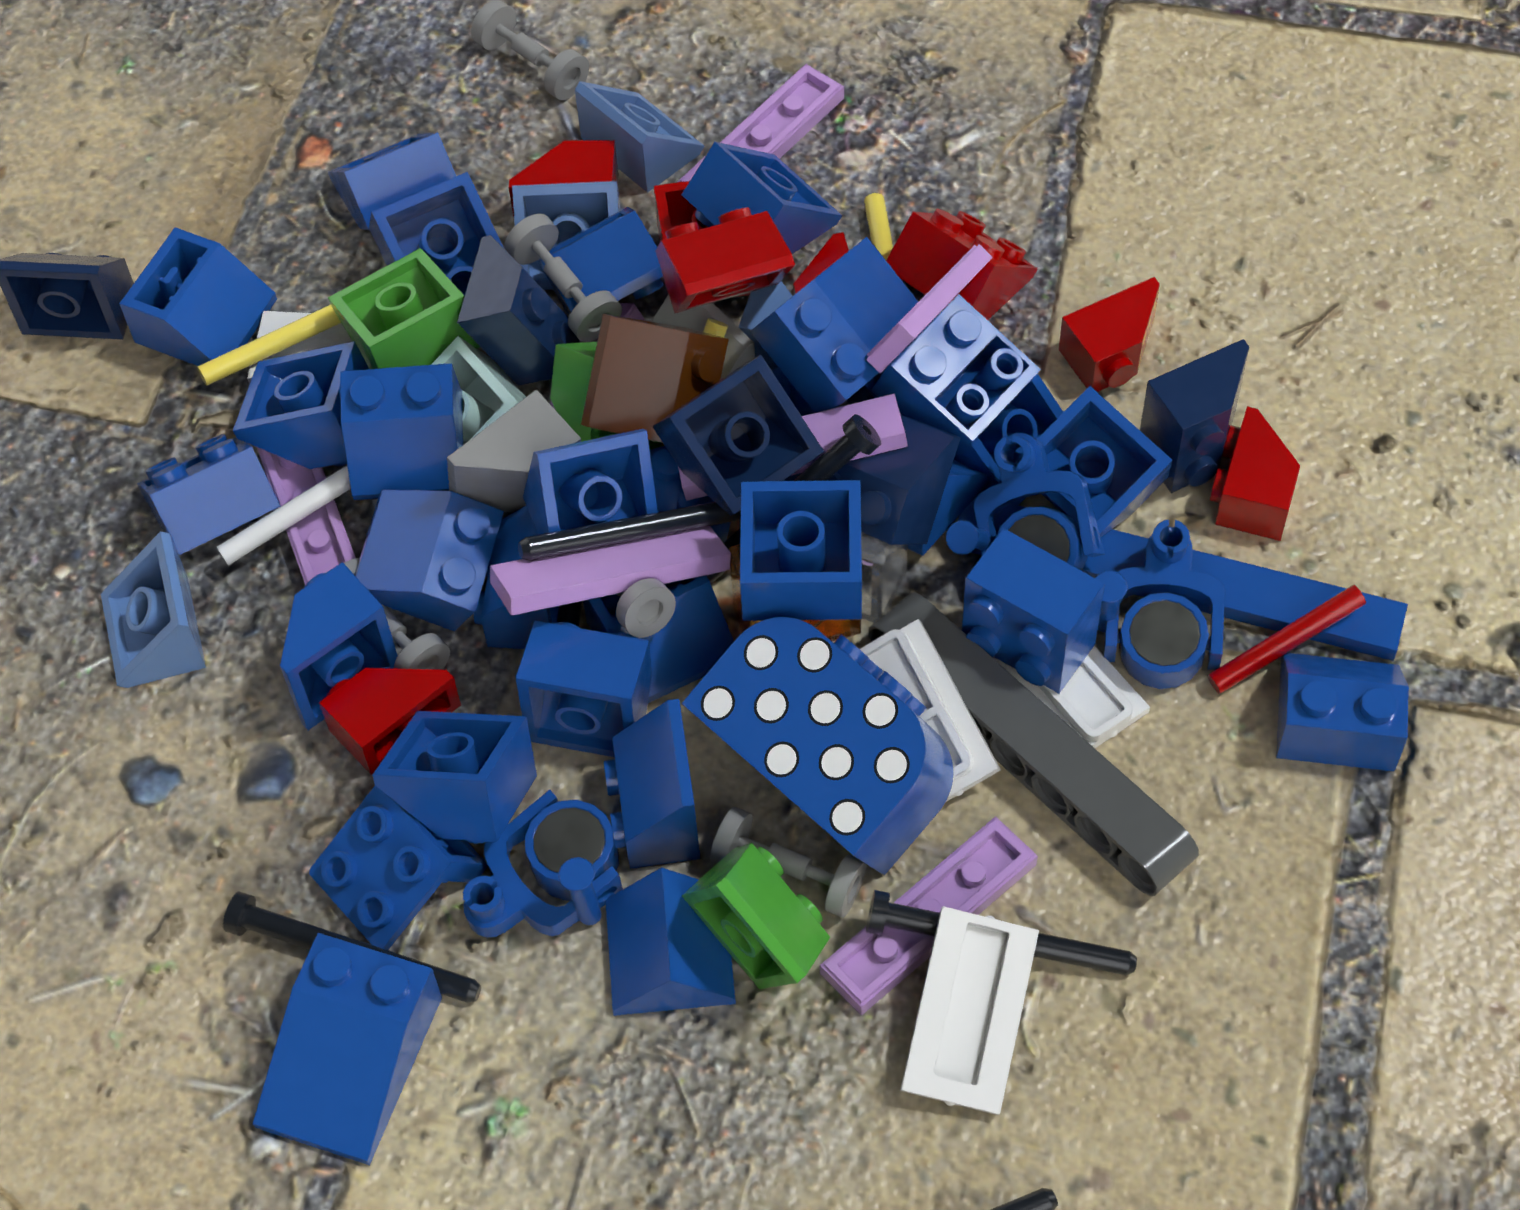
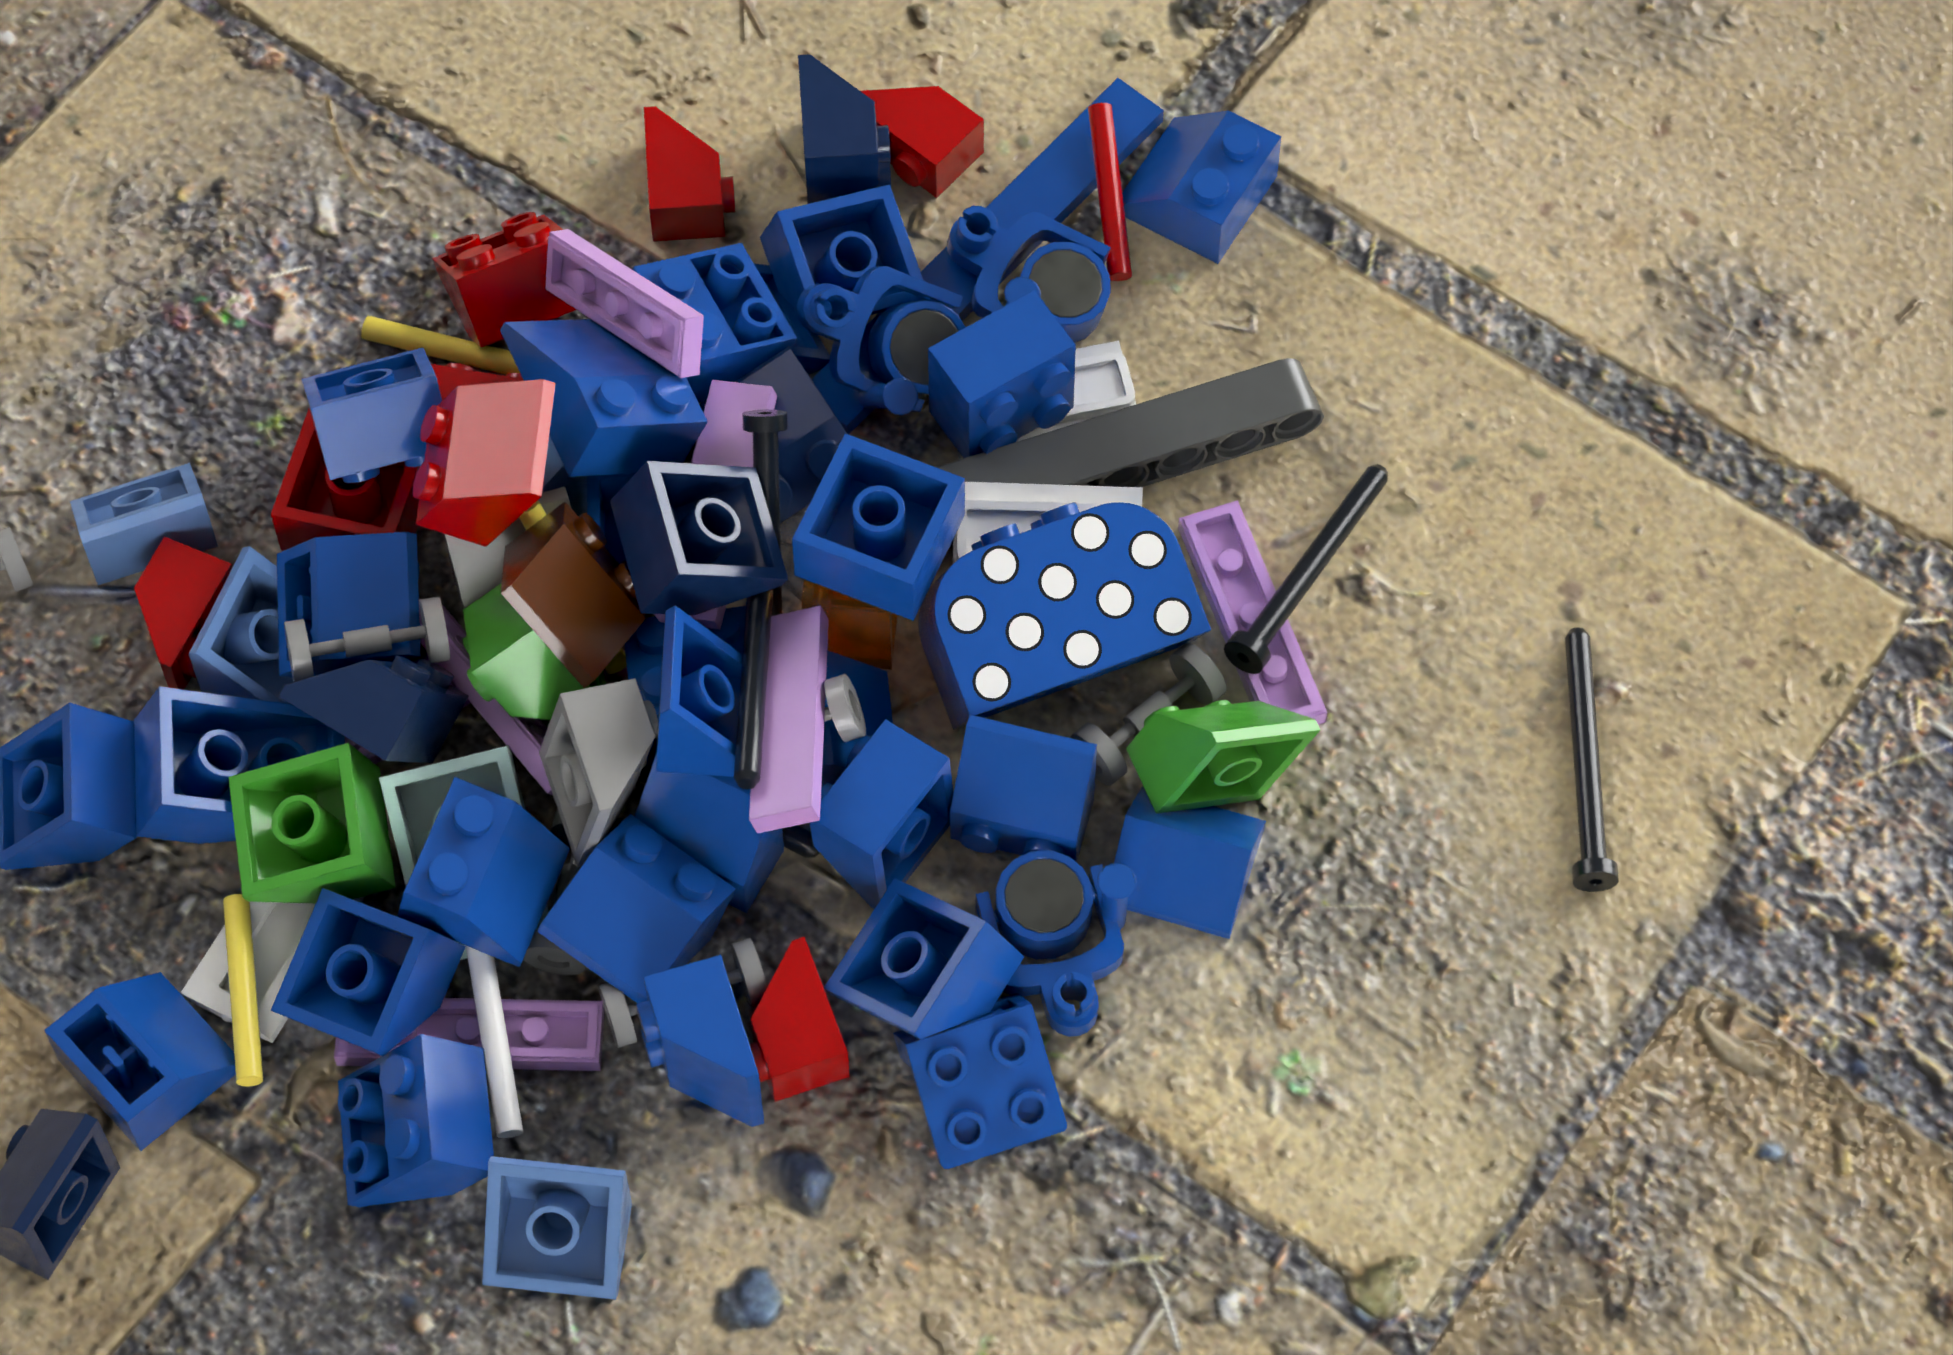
camera: 70 degrees left, 5 degrees up
(244, 915) = (971, 1243): black bar -> none
(346, 1047) = (1170, 1185): blue slope -> none
(785, 115) = (214, 402): lavender tile -> none
(970, 1010) = (1379, 616): white piece -> none

